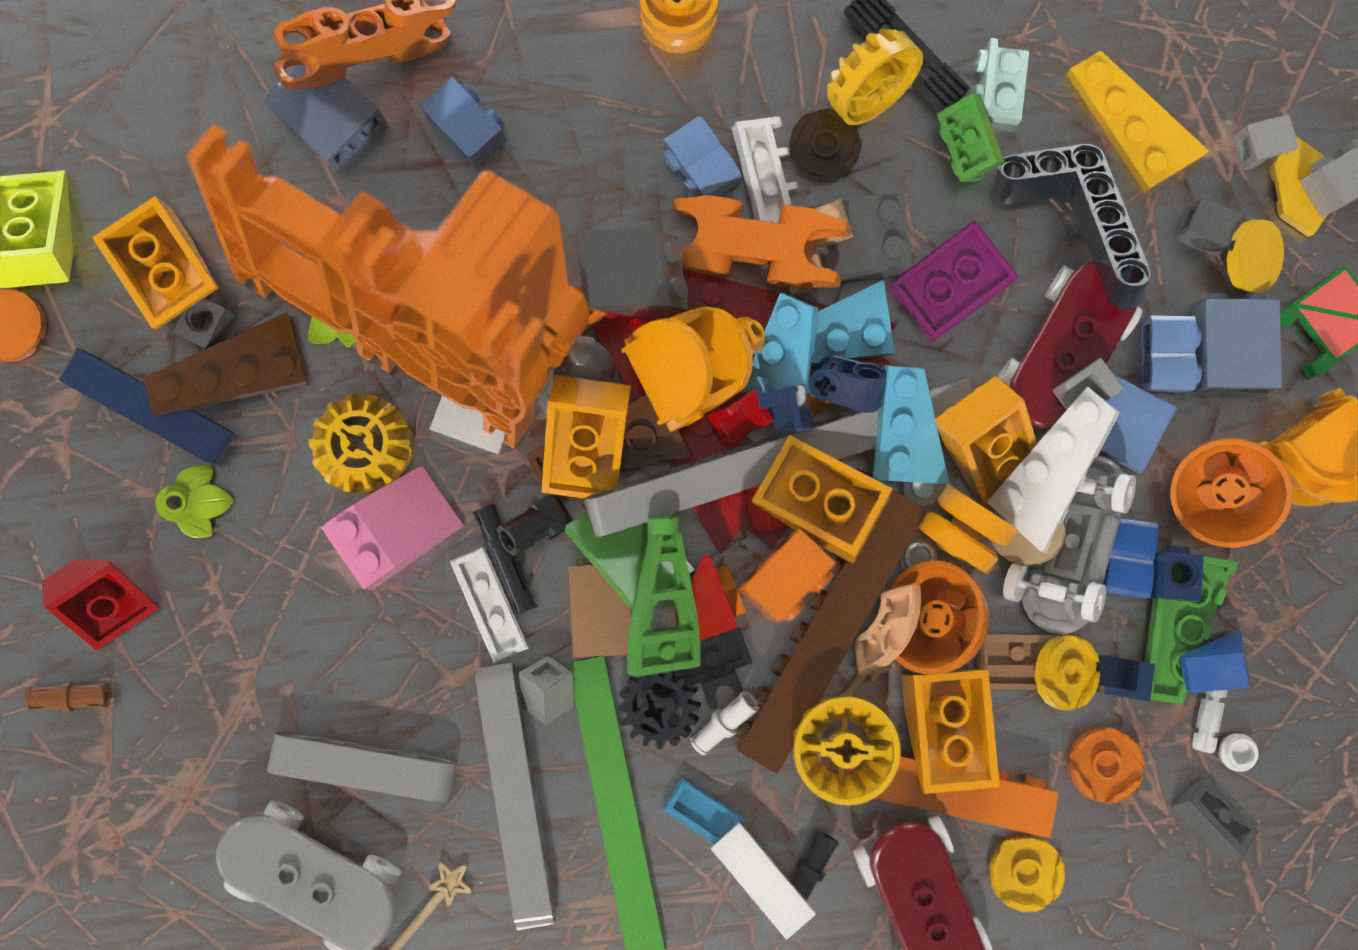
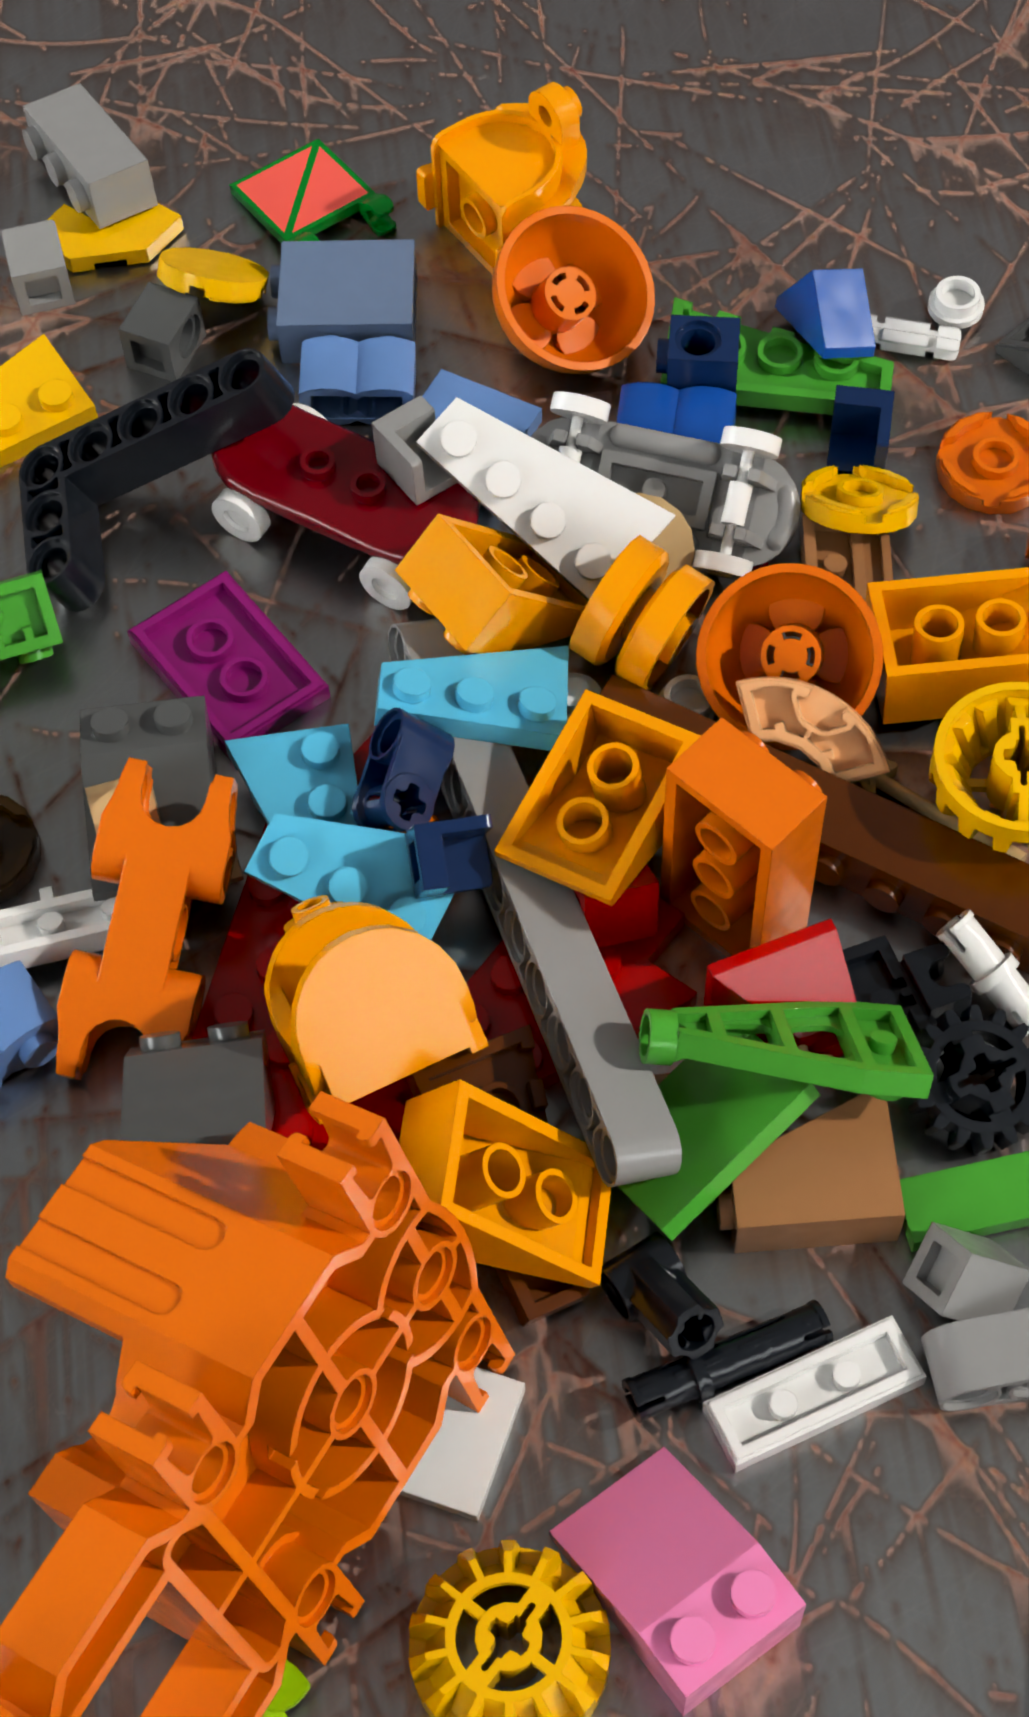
camera: 85 degrees left, 25 degrees down
(739, 417) = (453, 925): red panel -> none

